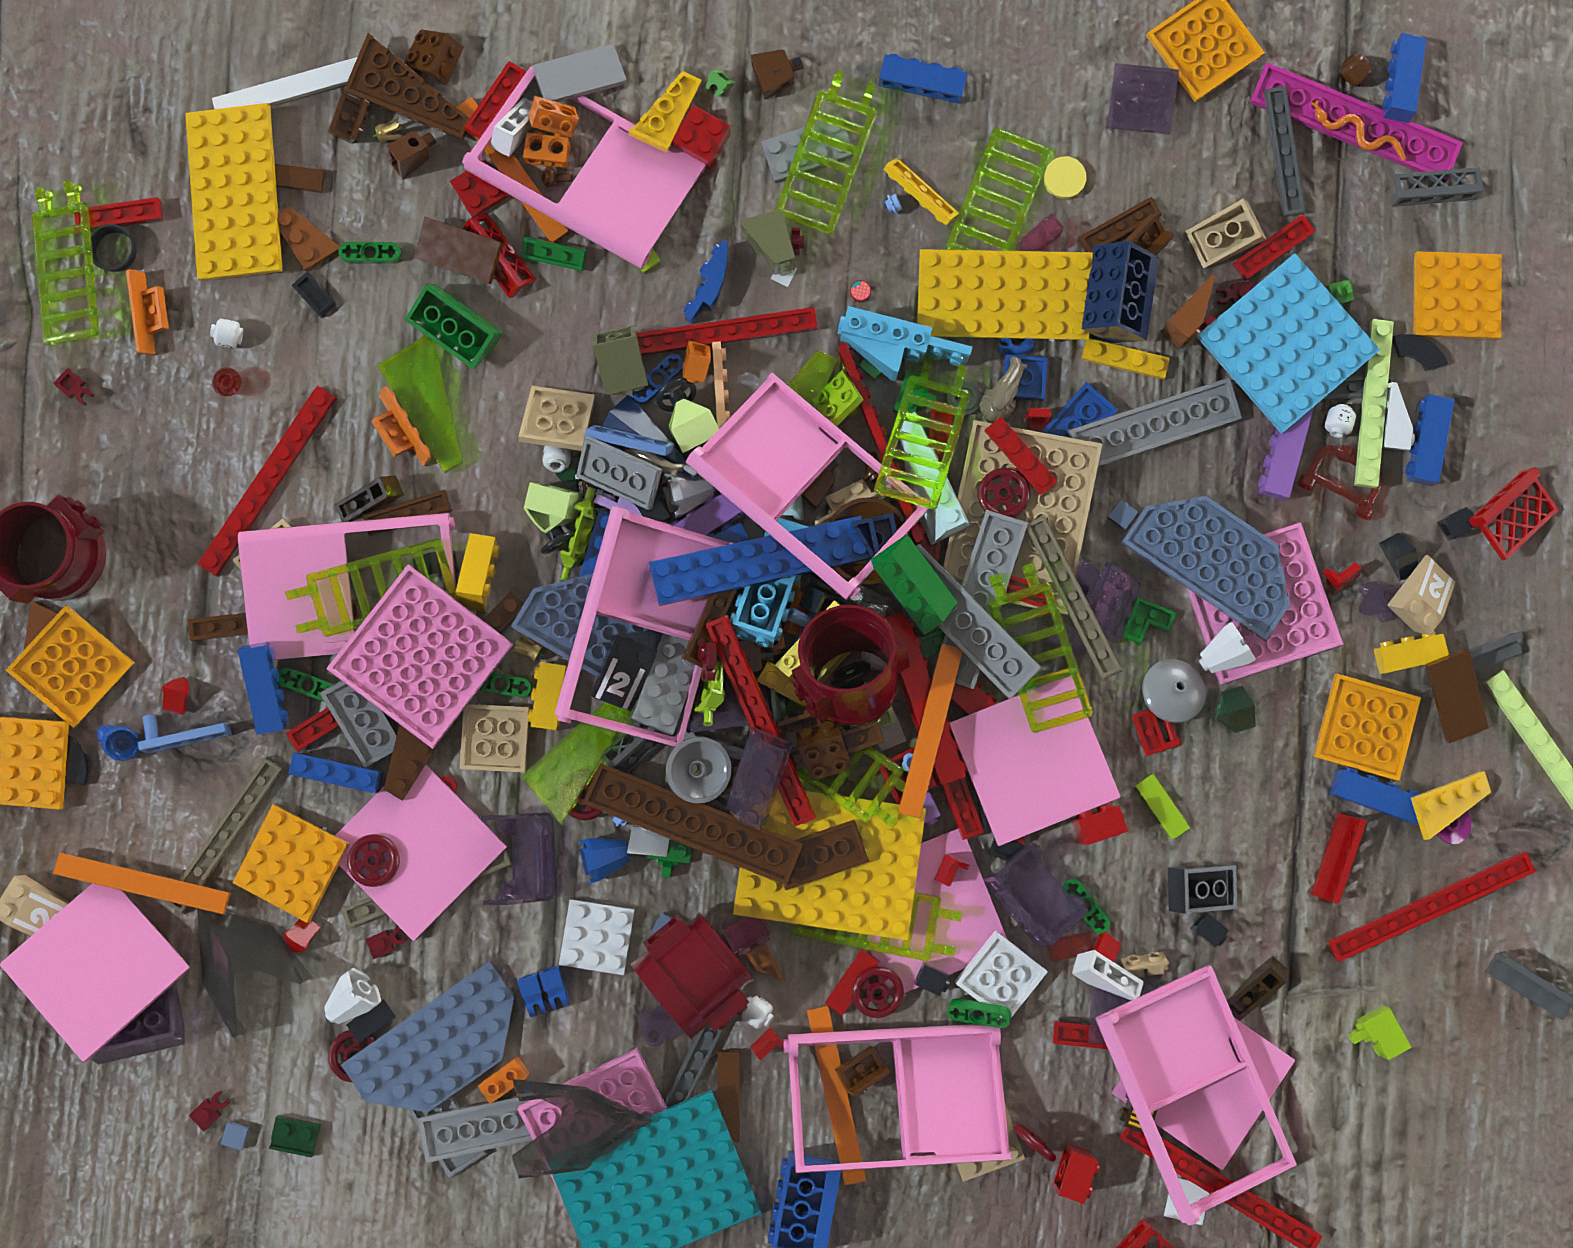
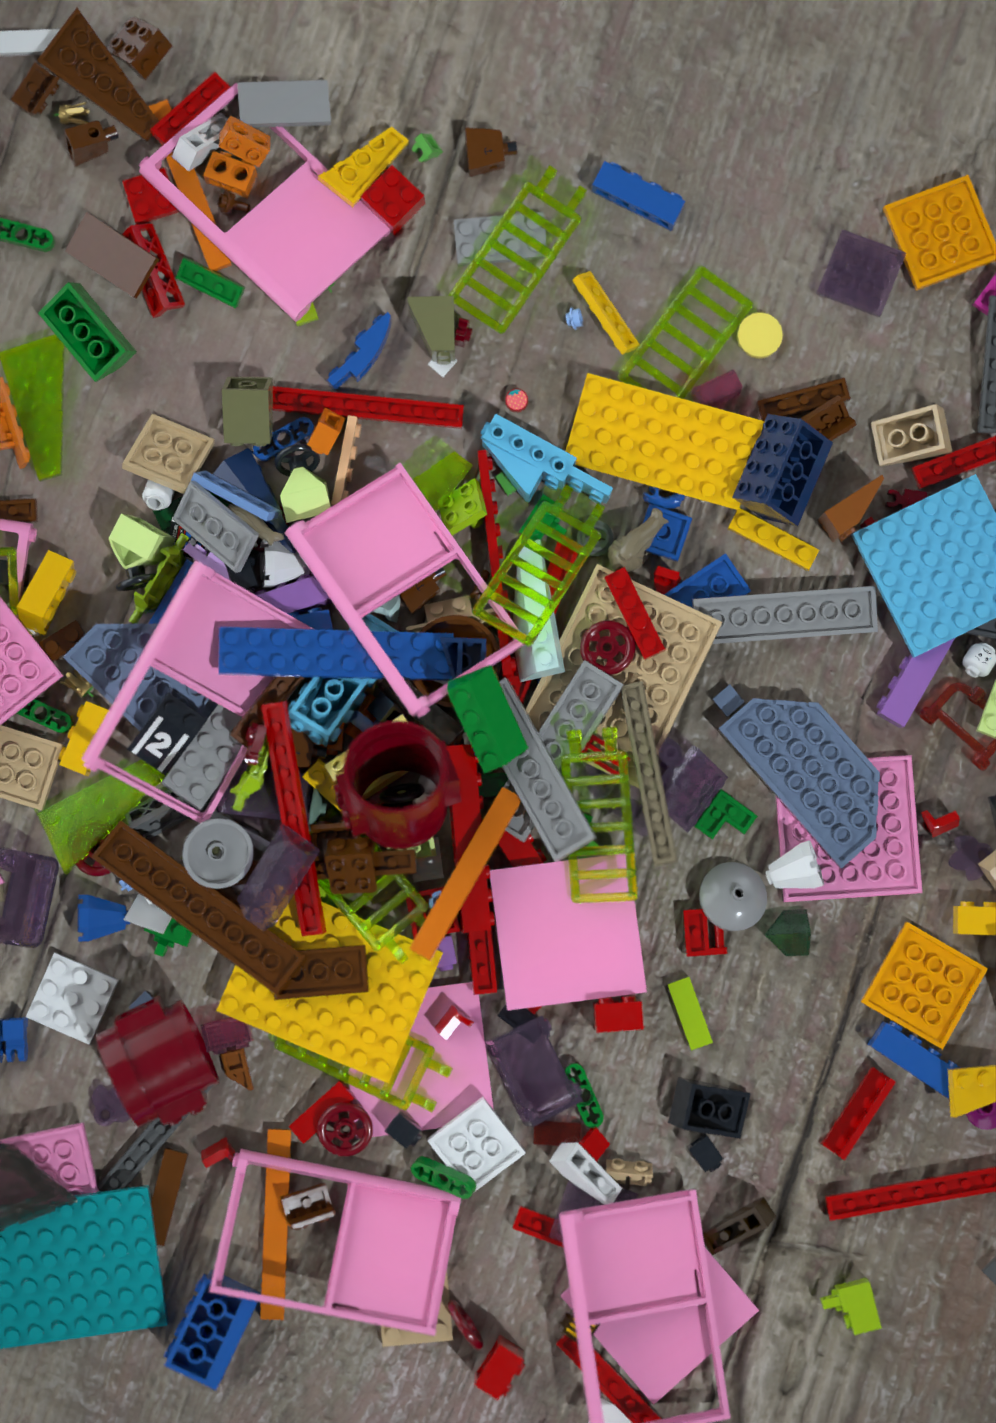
camera: 15 degrees right, 0 degrees up
(758, 1012) = (216, 1118): white head -> none

